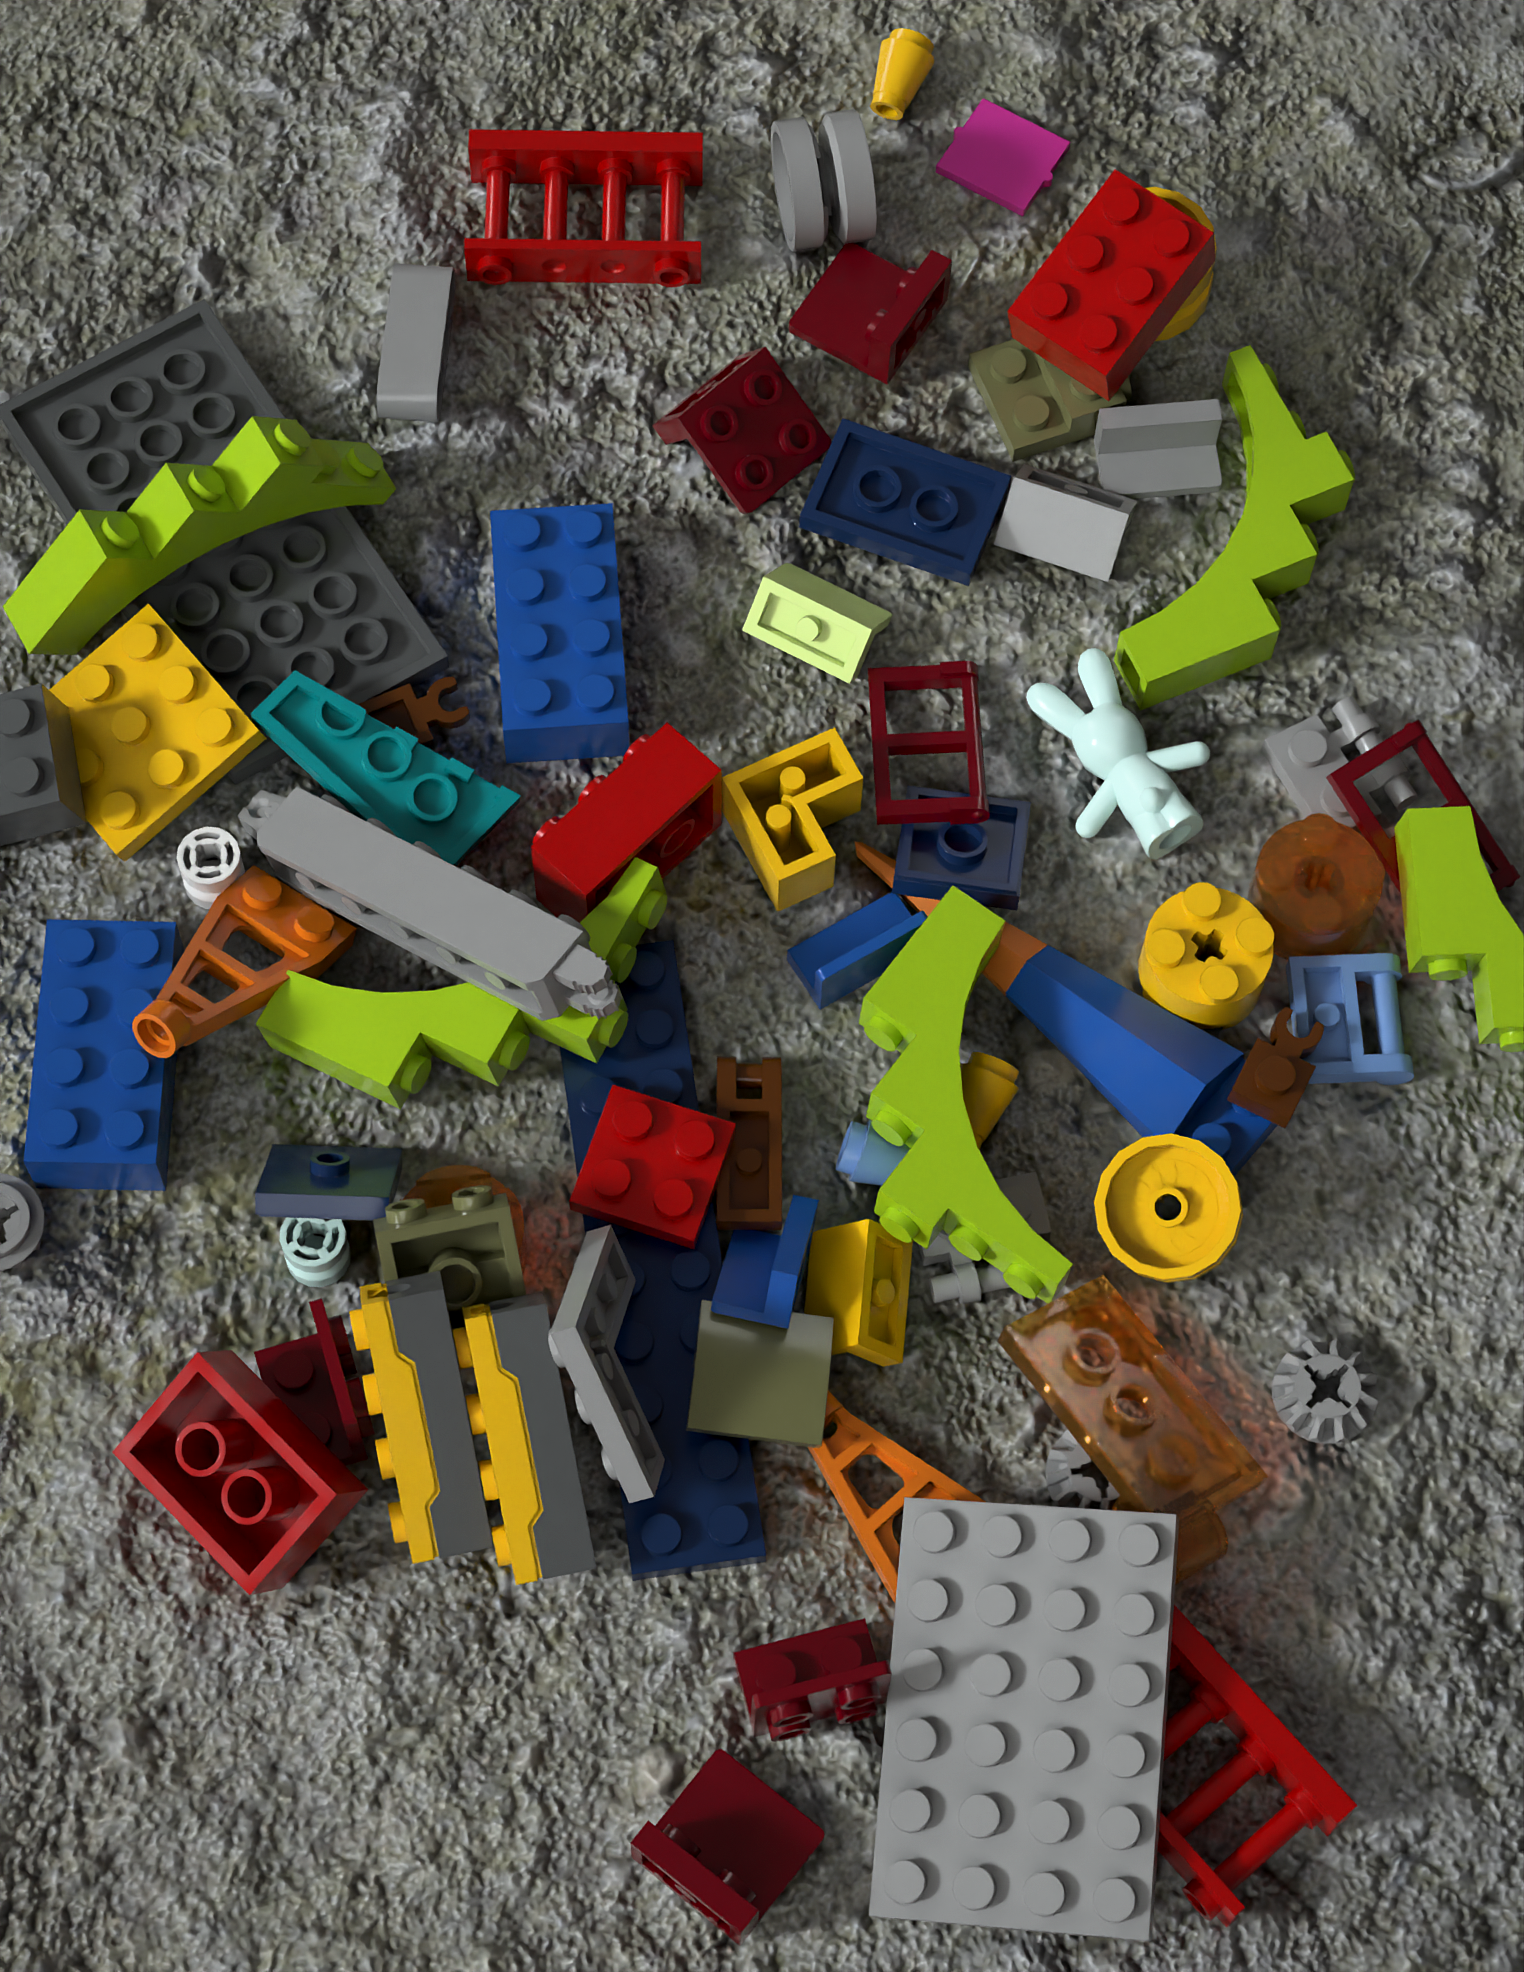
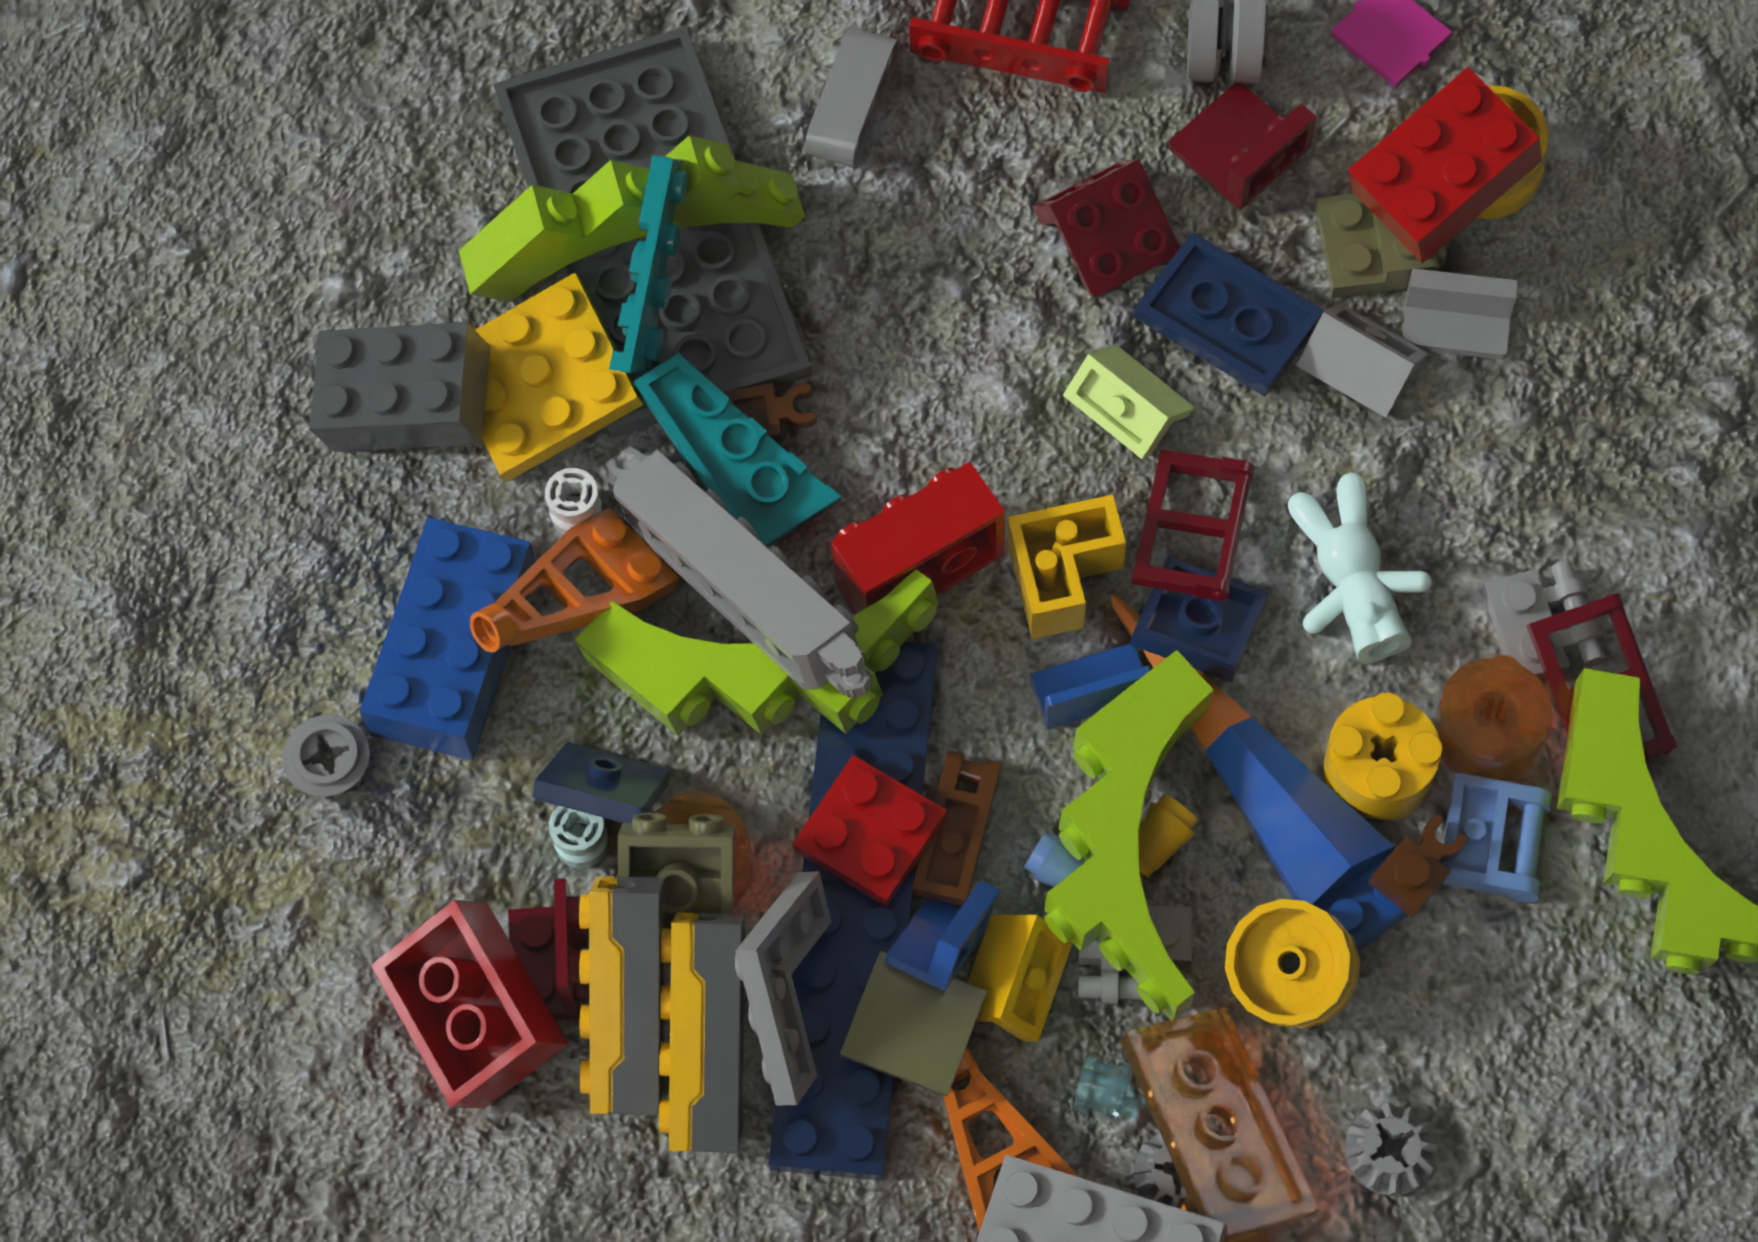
camera: 20 degrees right, 0 degrees up
(240, 481) = (648, 264): none -> teal wing
(559, 633) = (907, 366): blue brick -> none
(989, 1397) = (1101, 1087): none -> clear light blue wheel
(1228, 614) = (1480, 467): lime arch -> none

